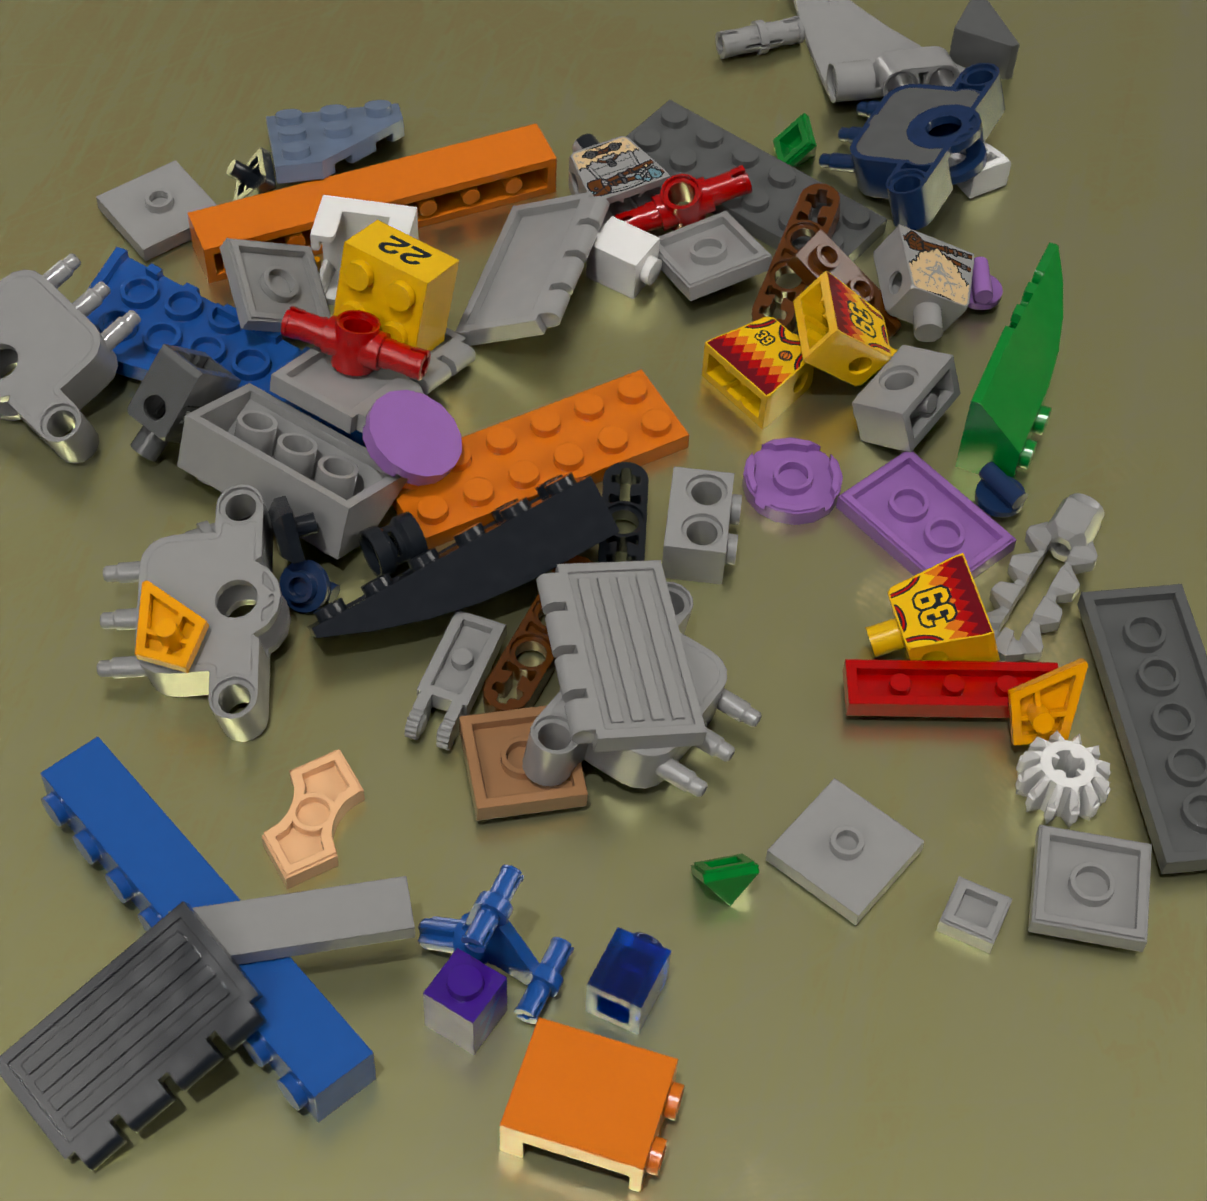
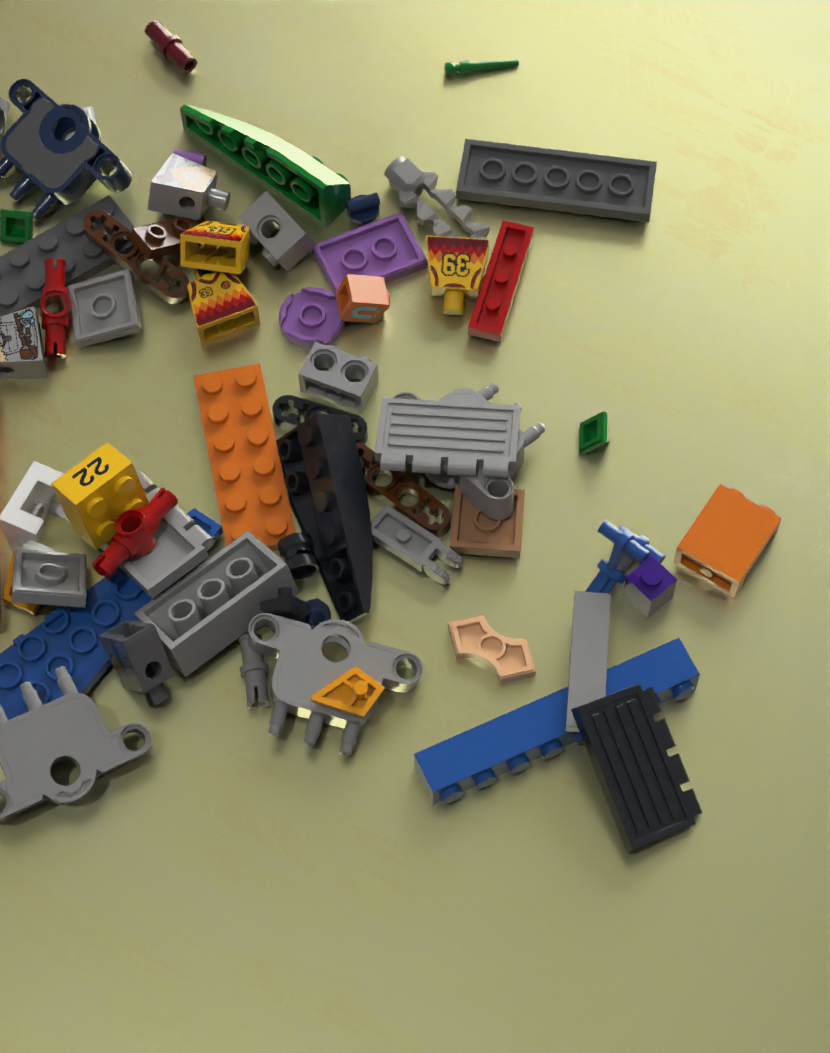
camera: 70 degrees left, 10 degrees up
(412, 437) = (227, 517): medium lavender tile -> none
(533, 268) = (78, 413): light grey hinge -> none
(624, 258) = (89, 358): white brick -> none
(628, 979) = (654, 500): clear blue brick -> none
(837, 519) = (362, 298): none -> orange brick
(844, 851) = (593, 370): light grey plate -> none
(974, 914) = (650, 320): light grey tile -> none
(1046, 703) = (536, 234): light orange piece -> none
(1063, 778) = (580, 245): white gear -> none
(1090, 888) = (651, 257): light grey plate -> none
(1158, 223) = (170, 46): none -> dark red pin

